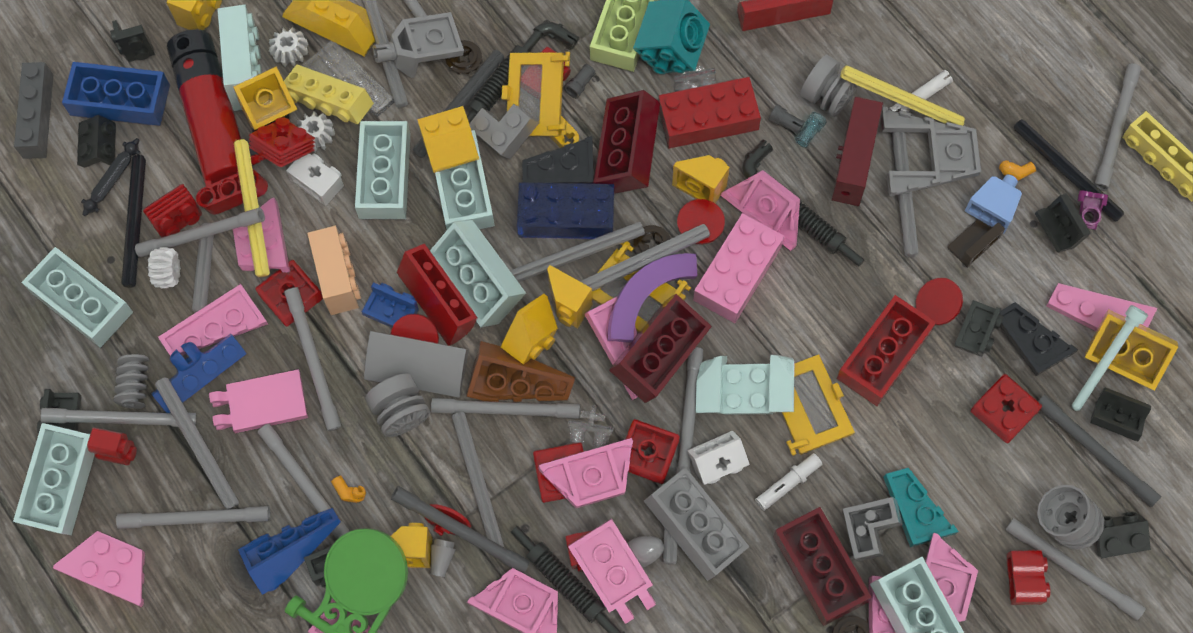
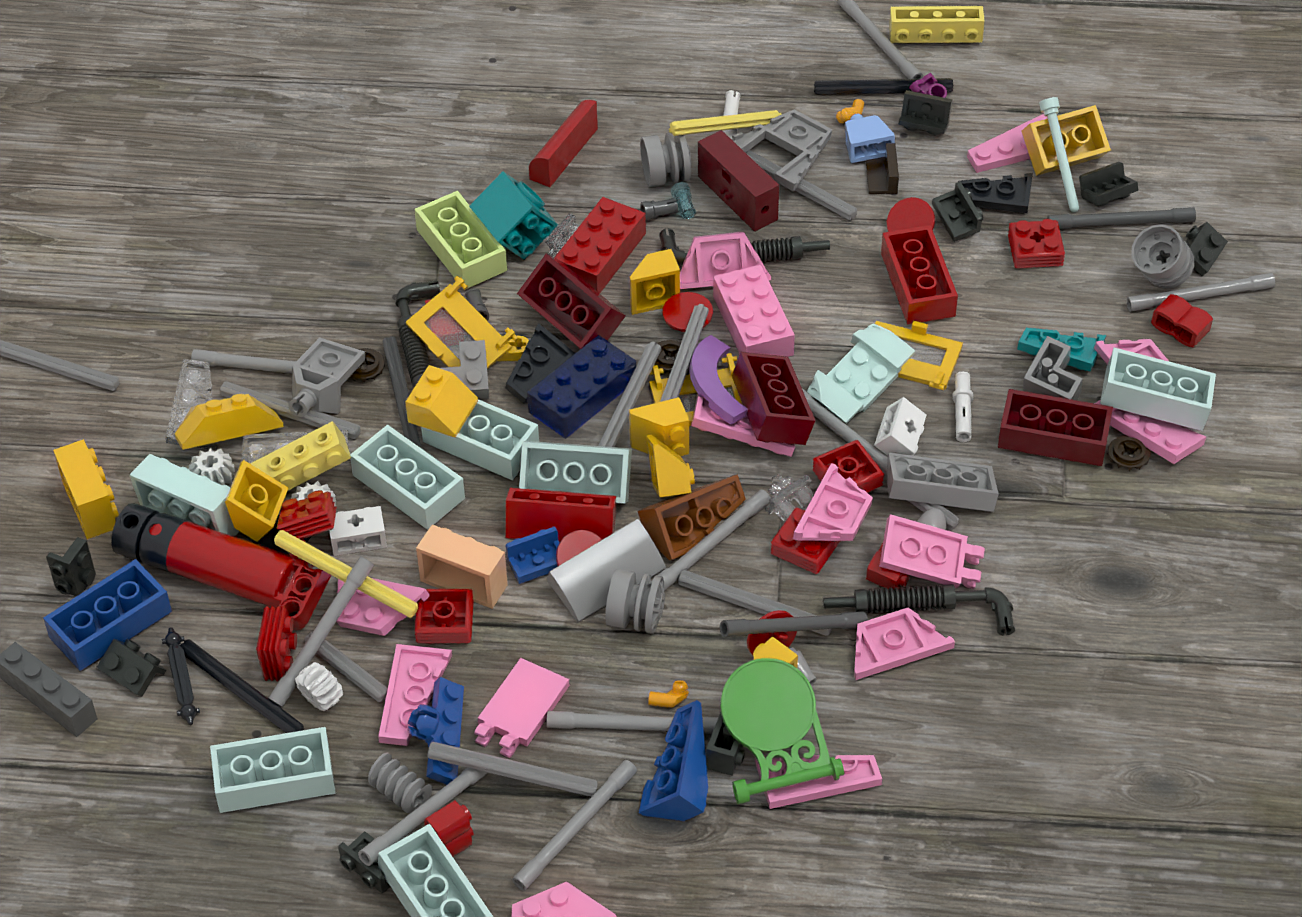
camera: 50 degrees left, 20 degrees down
(327, 407) = (579, 659): light grey piece -> none

